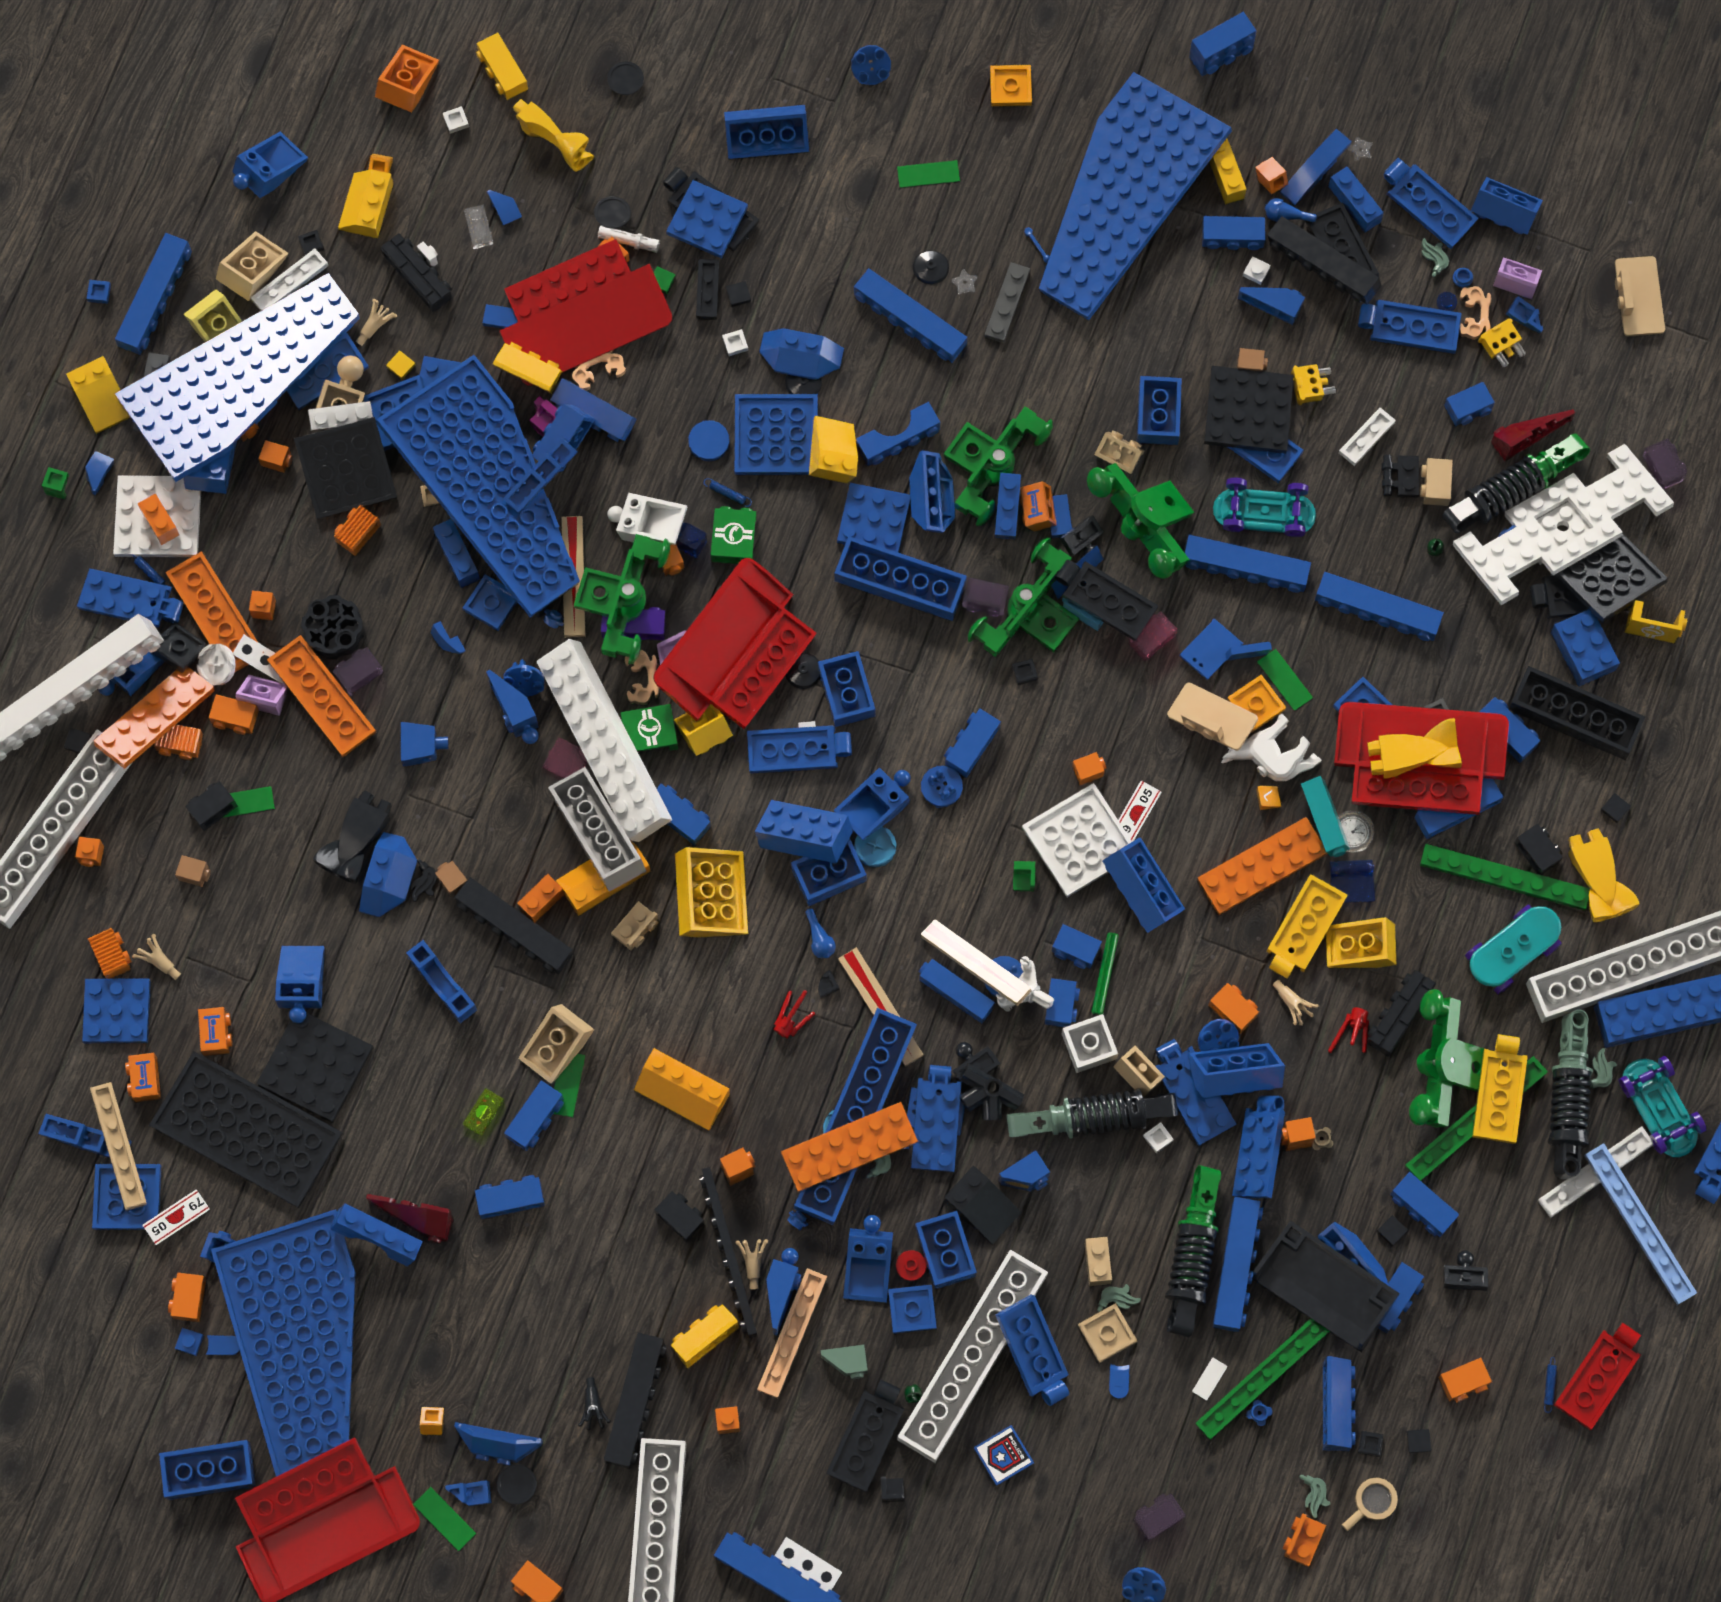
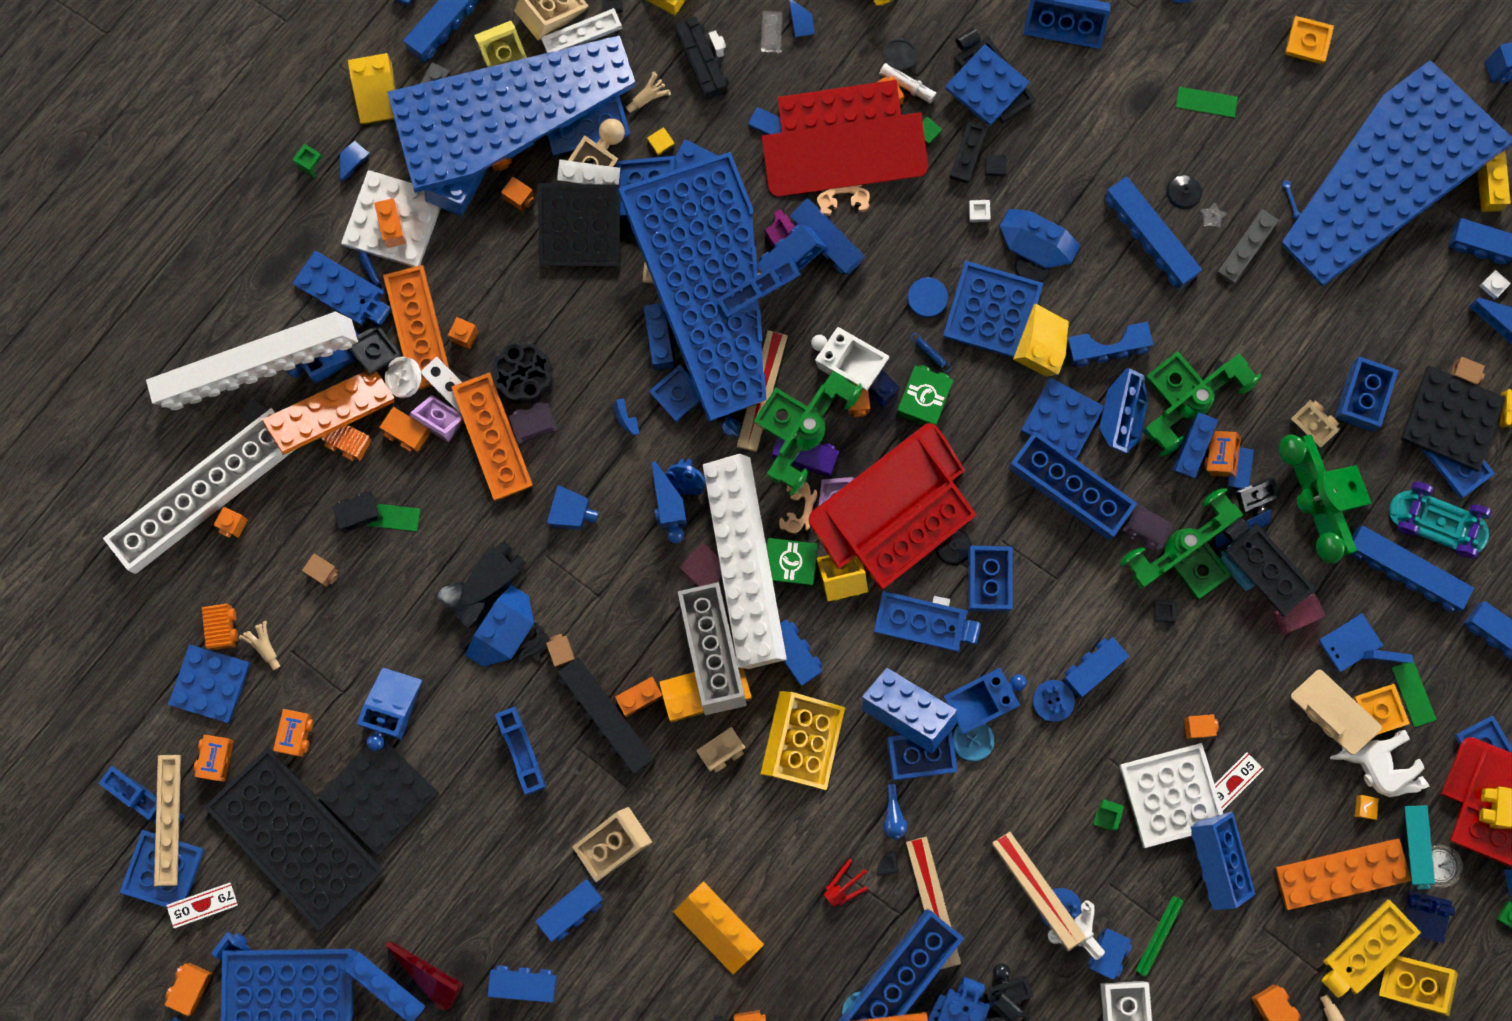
camera: 15 degrees right, 5 degrees up
(356, 530) = (573, 286): orange brick -> none
(483, 1112) = (523, 889): clear neon green tile -> none
(528, 367) = (778, 177): yellow slope -> none
(568, 1085) = (612, 887): green sticker -> none
(956, 990) = (1011, 910): blue brick -> none
(1076, 947) = (1139, 901): blue brick -> none

